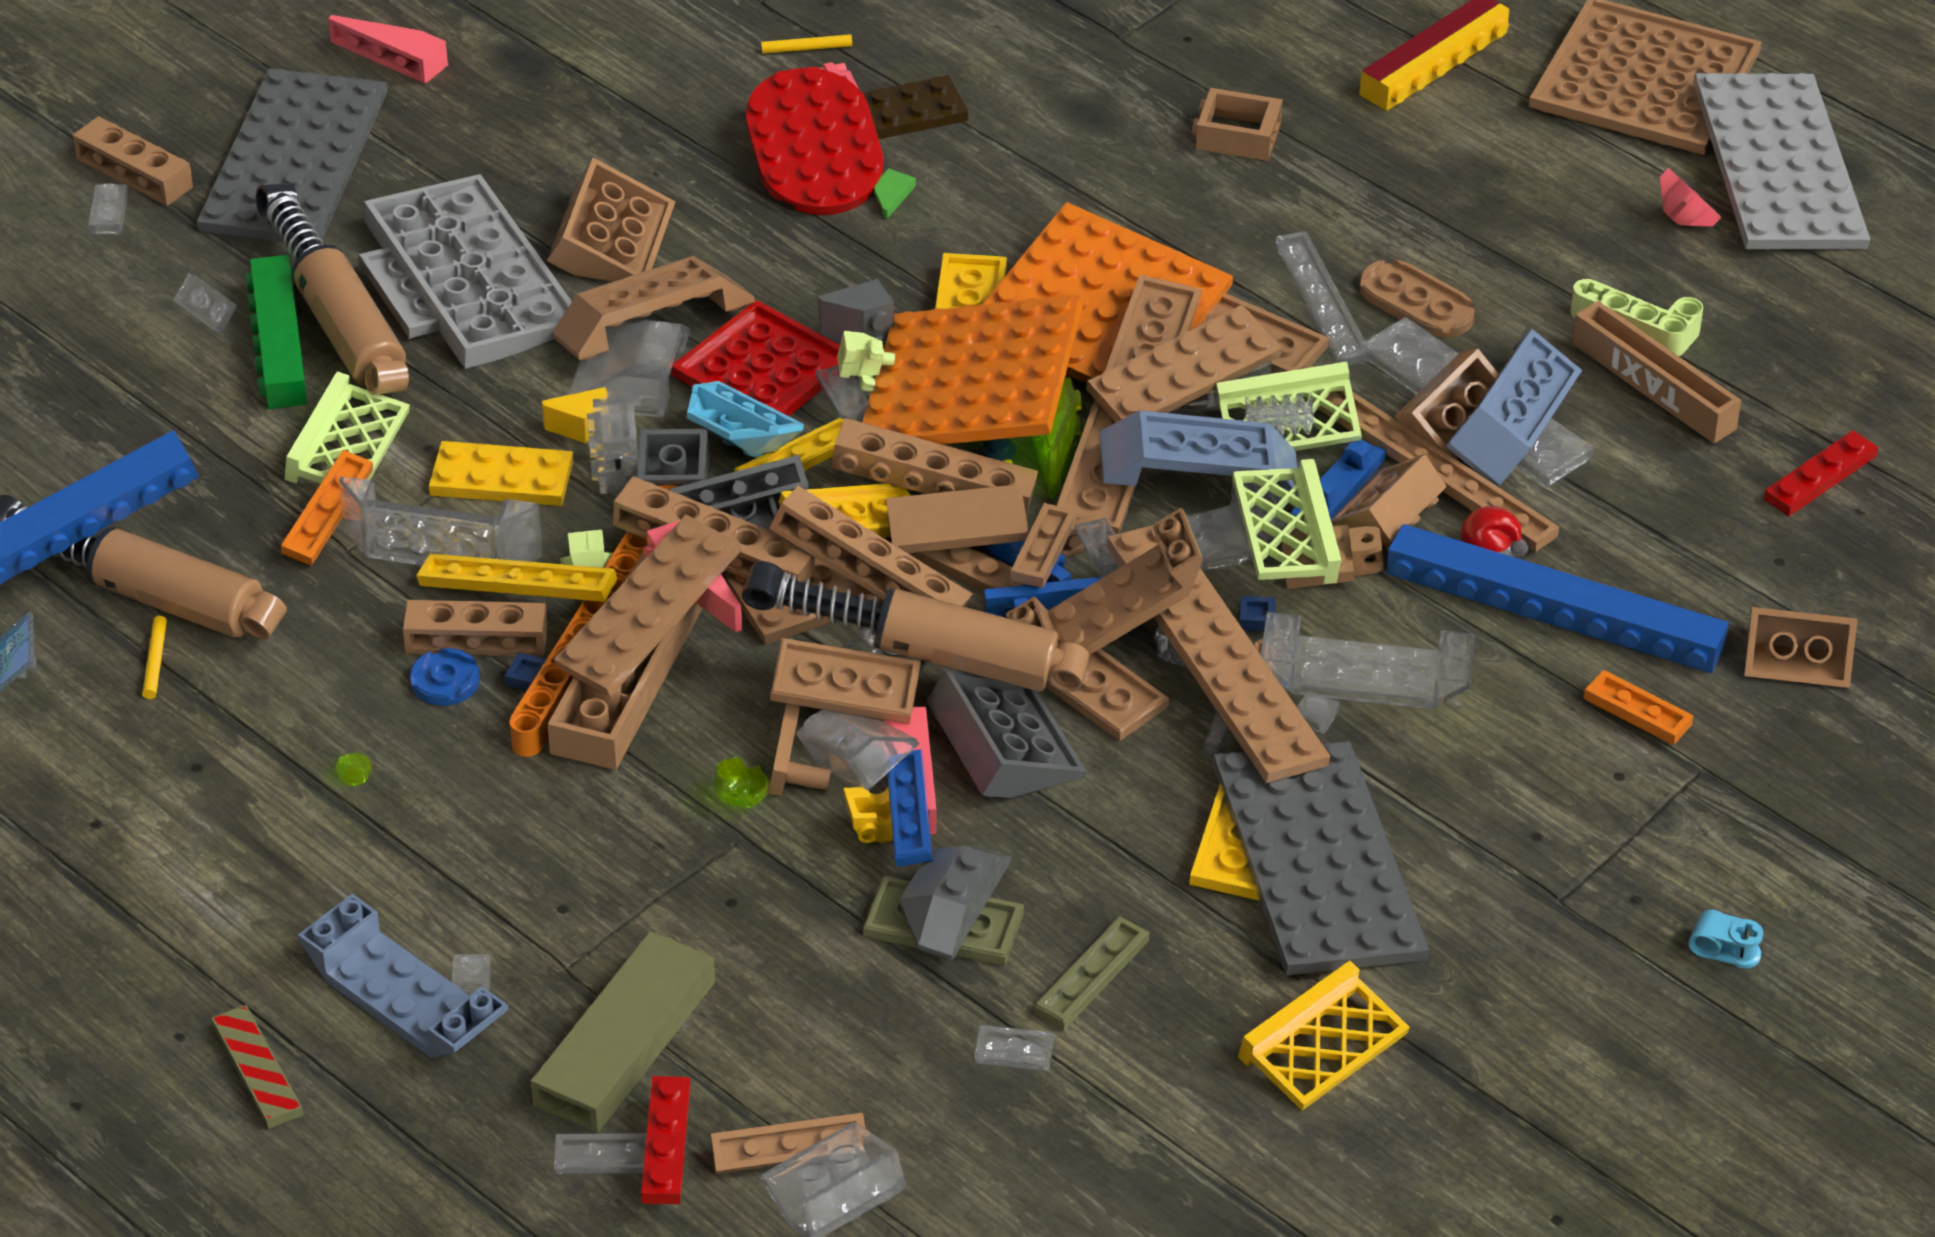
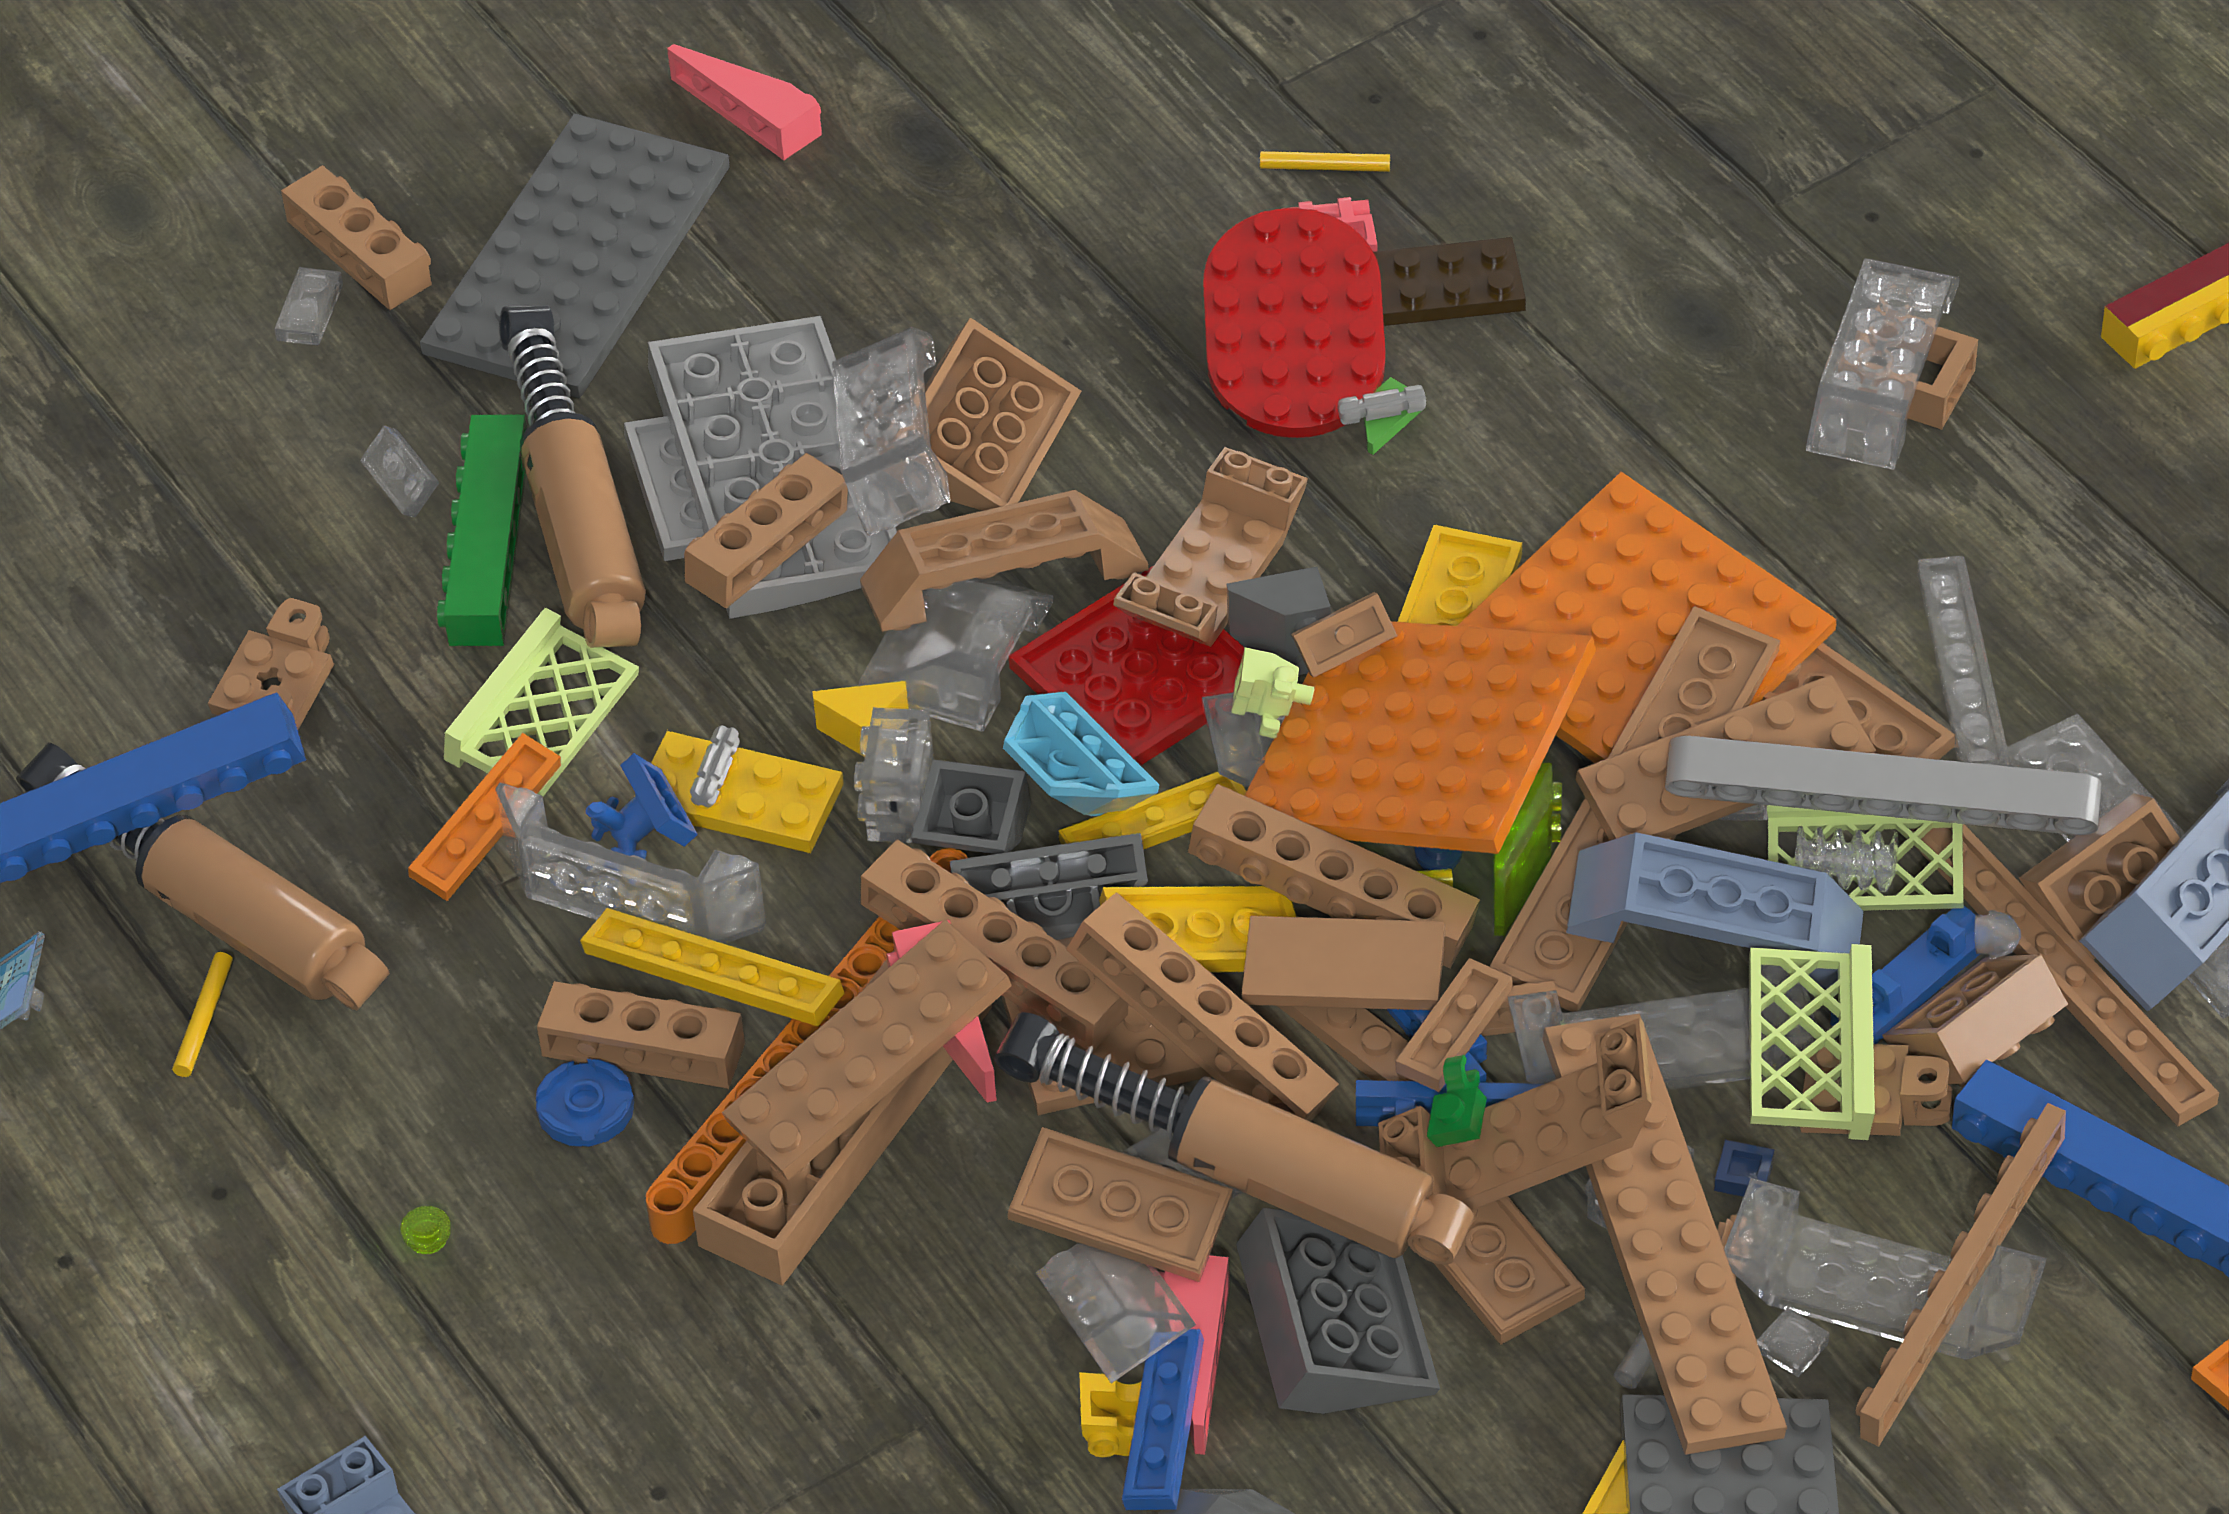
camera: 15 degrees right, 5 degrees up
(152, 422) = (290, 653): none -> medium nougat plate
(442, 488) = (650, 809): none -> blue piece
(482, 304) = (765, 530): none -> medium nougat brick
(484, 455) = (714, 766): none -> light grey axle
(523, 671) = (690, 1111): dark blue plate -> none
(554, 234) = (886, 431): none -> clear slope
(586, 549) = (817, 939): yellowish green piece -> none
(740, 785) = (944, 1337): clear neon green hair -> none
(792, 772) = (1009, 1322): medium nougat piece -> none
(806, 268) = (1223, 541): none -> medium nougat slope
(888, 184) = (1381, 404): none -> light grey axle
(907, 317) = (1344, 634): none -> medium nougat plate
(1063, 594) = (1460, 1111): none -> green plate
(1220, 120) = (1878, 362): none -> clear slope
(1296, 363) = (1883, 785): none -> light grey beam
(1389, 450) = (1996, 934): none -> clear plate
(1418, 658) = (1952, 1287): none -> medium nougat plate
(1419, 296) = (2104, 684): medium nougat tile -> none
(1494, 530) = (2118, 1092): red piece -> none

